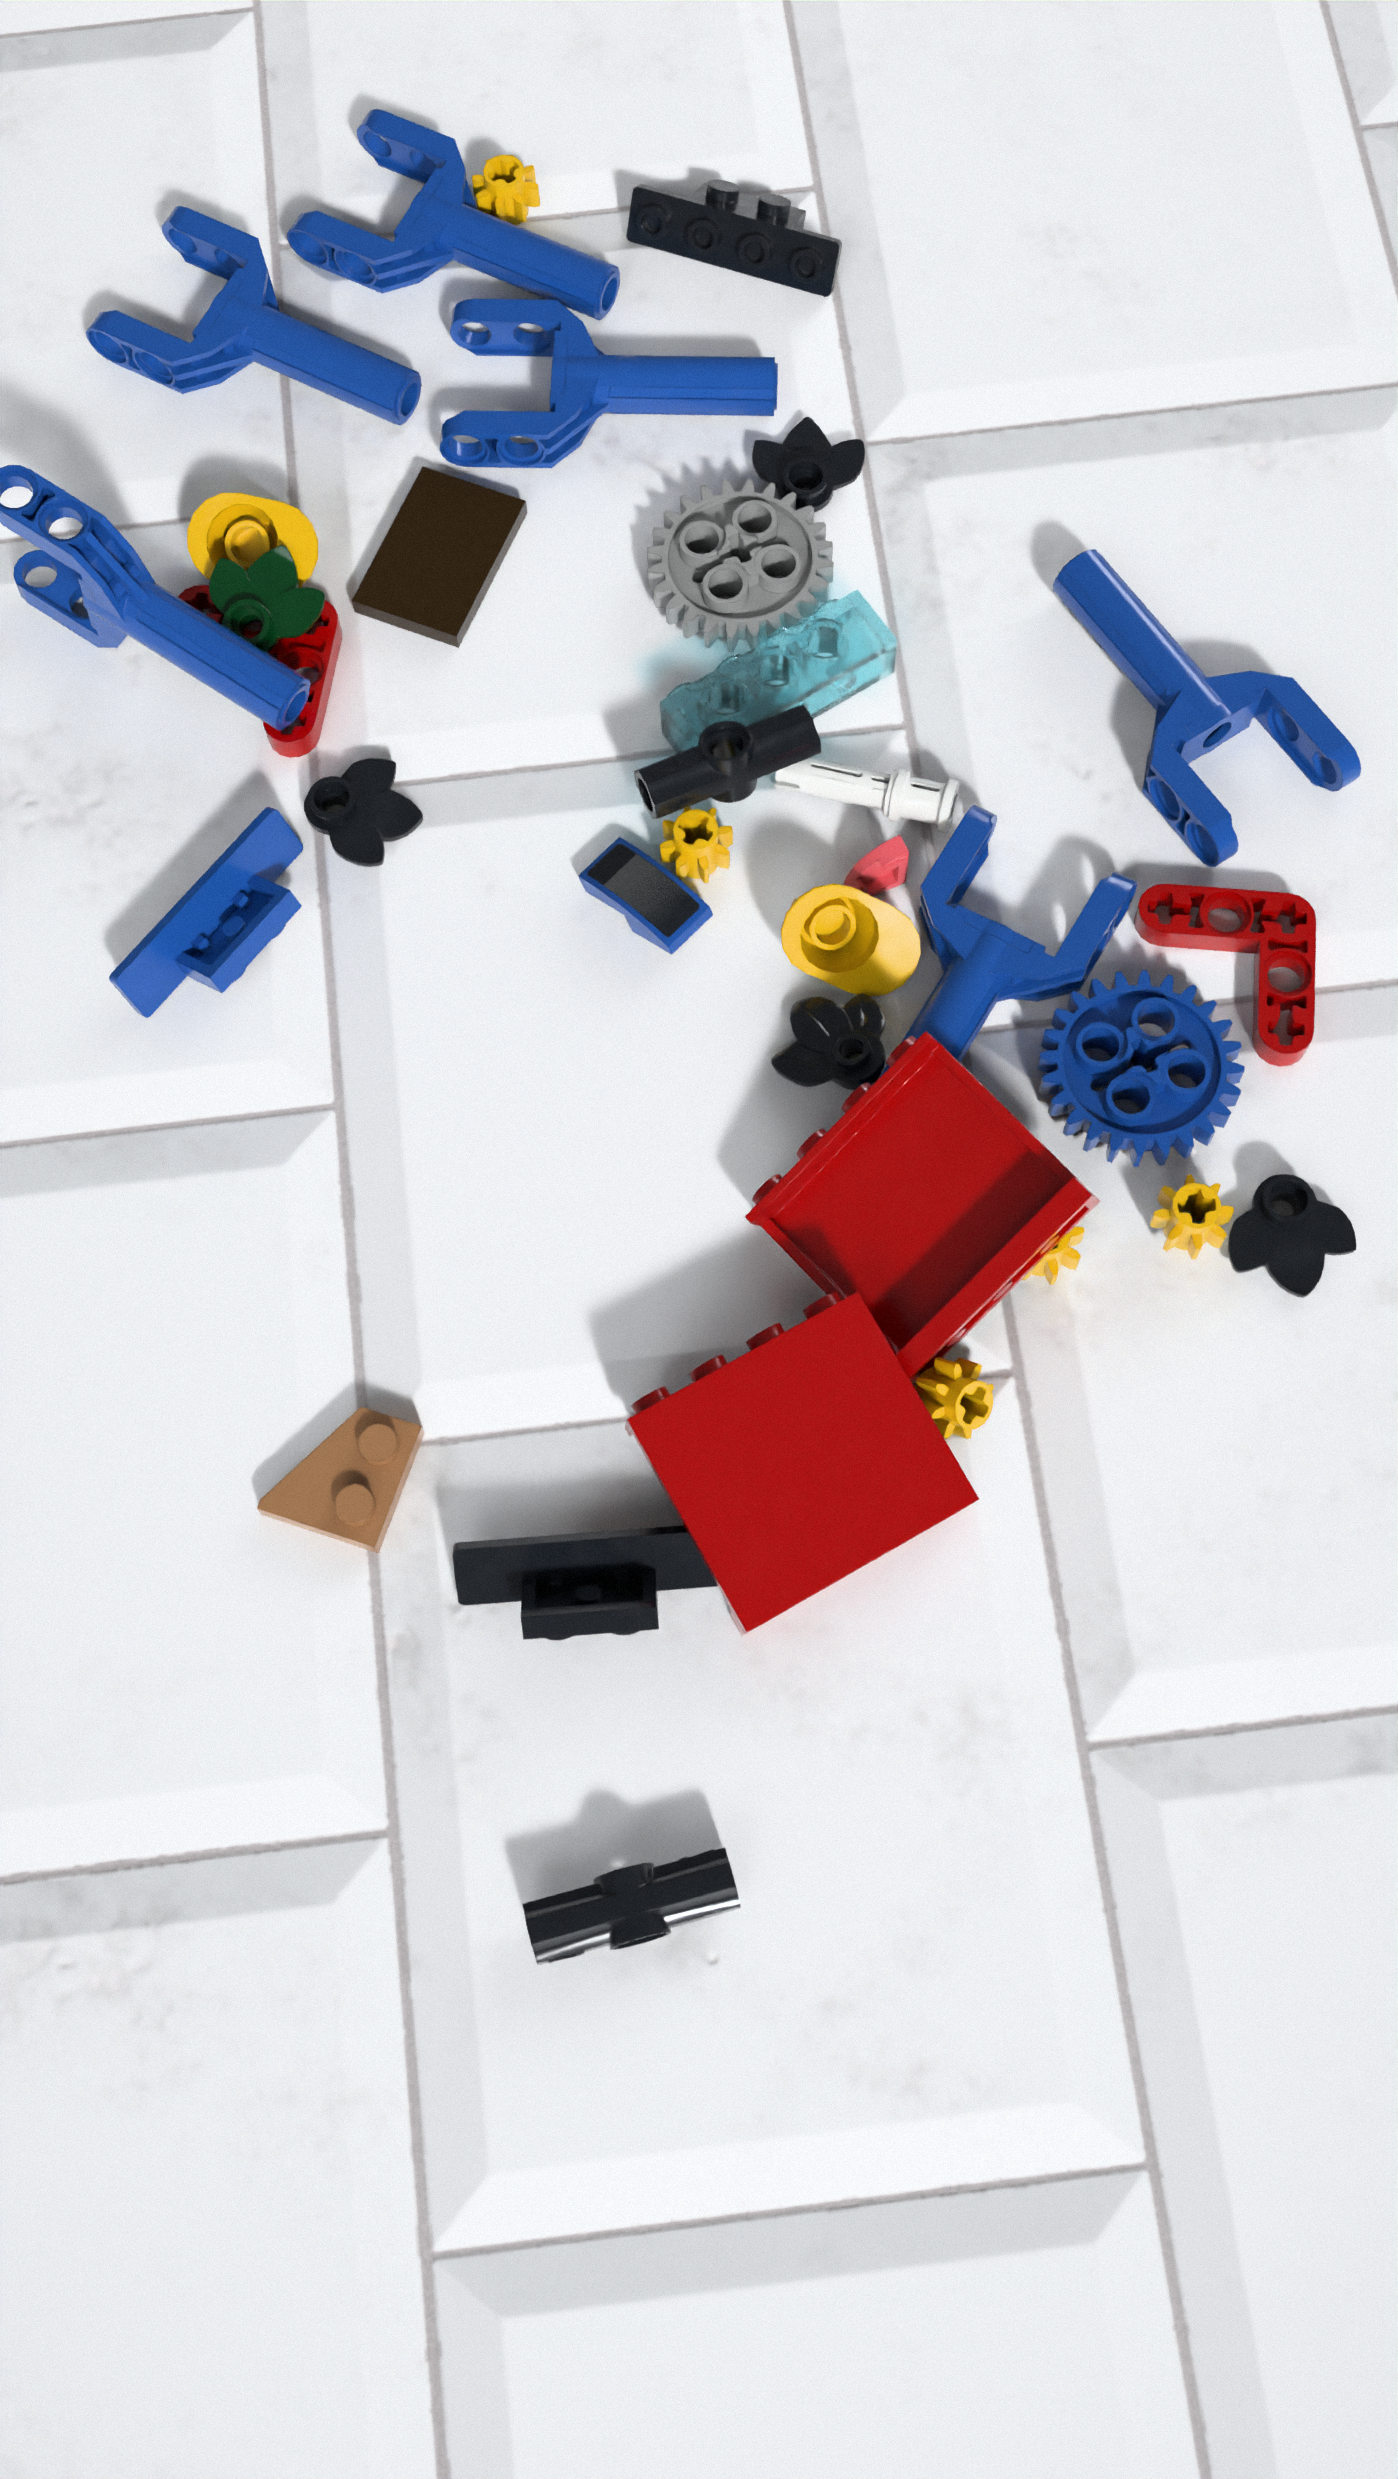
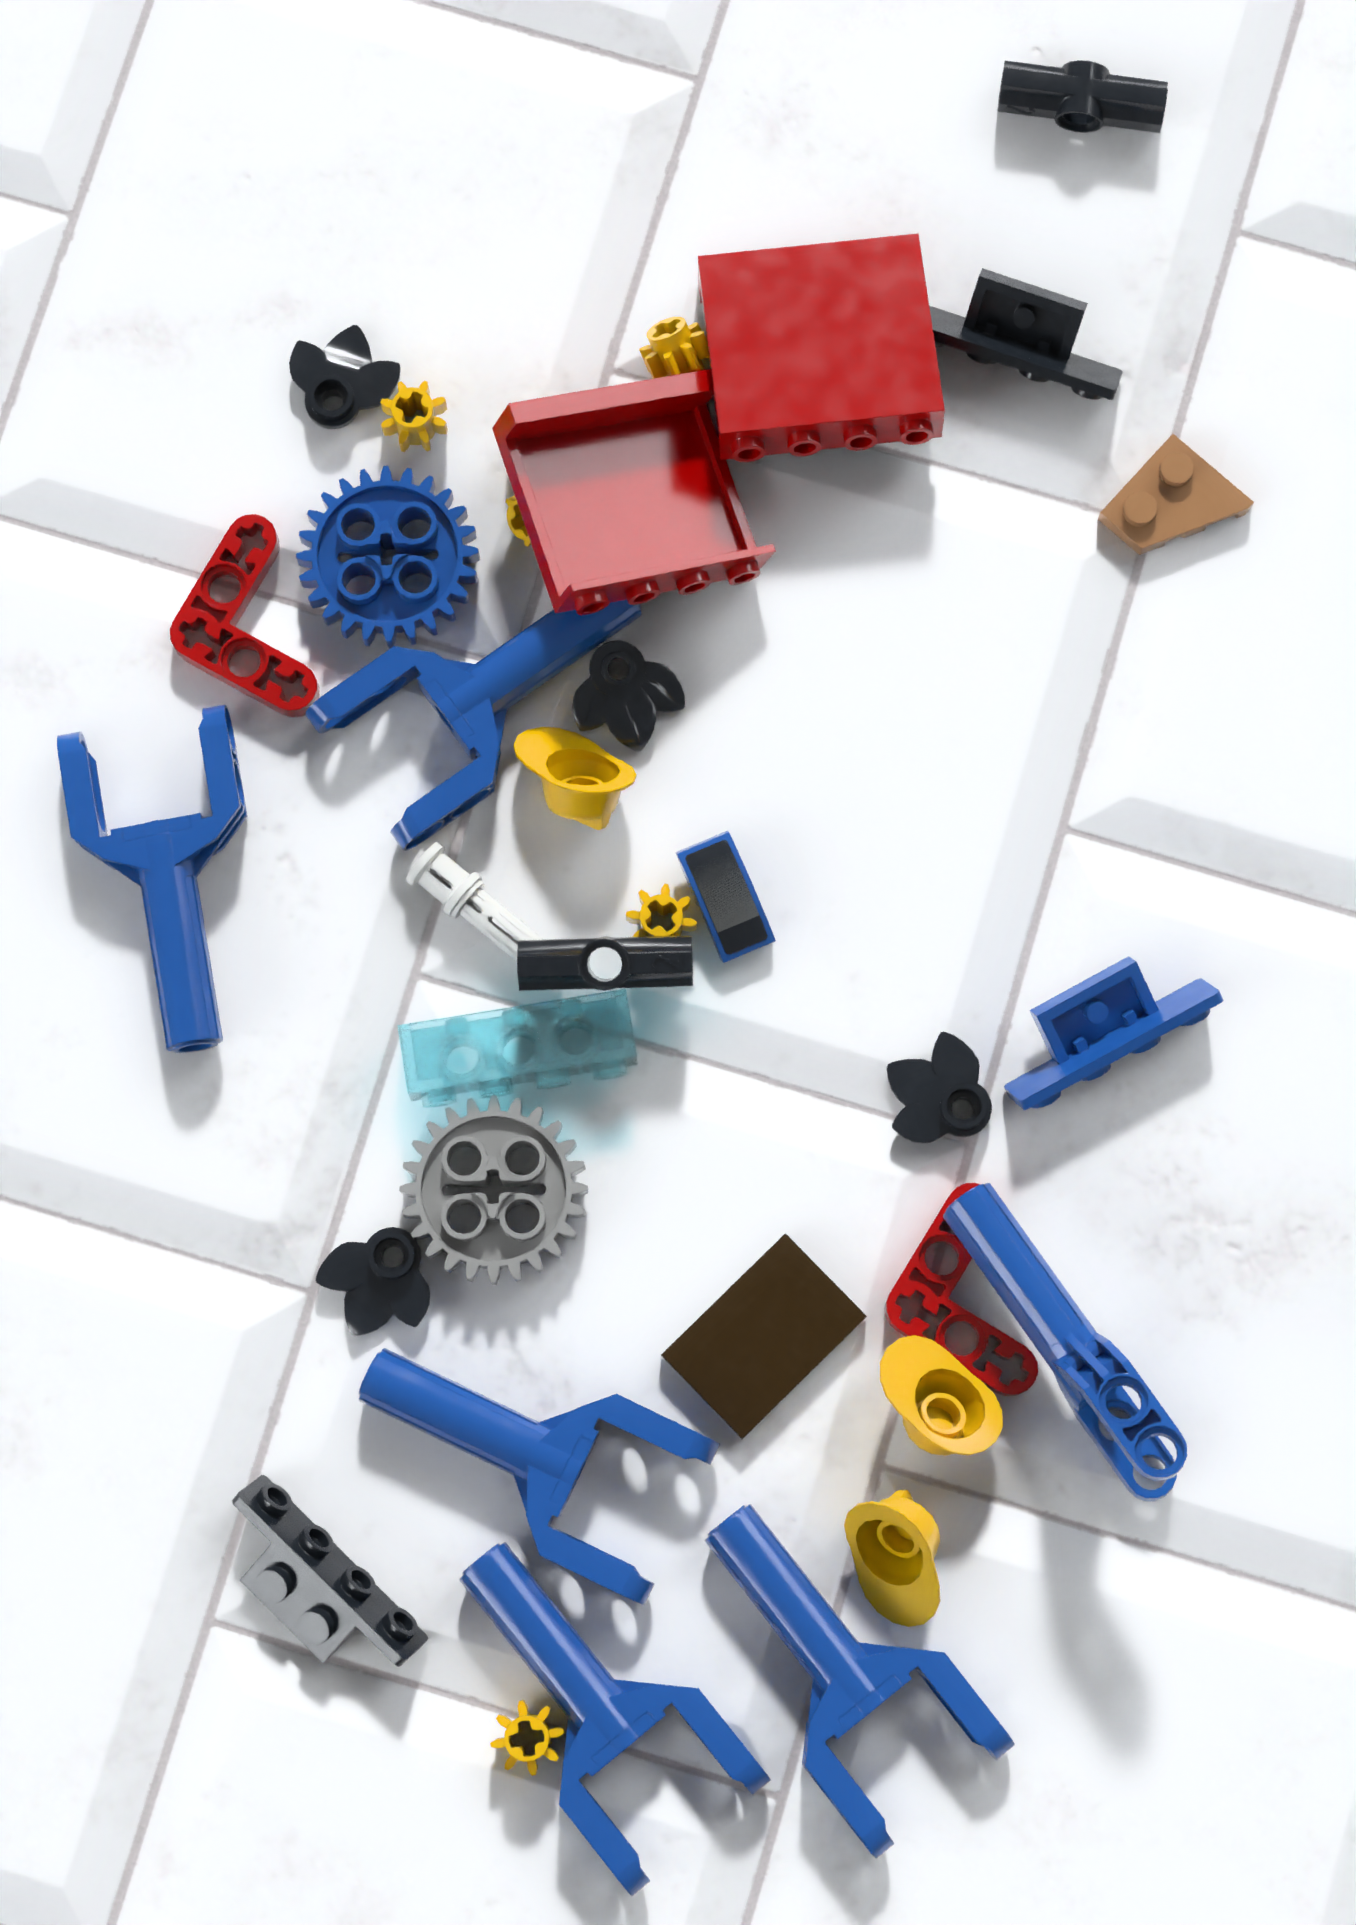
camera: 160 degrees left, 10 degrees up
(244, 433) = (895, 1557): none -> yellow piece
(266, 594) = (947, 1334): dark green plate -> none
(880, 868) = (507, 830): coral tile -> none

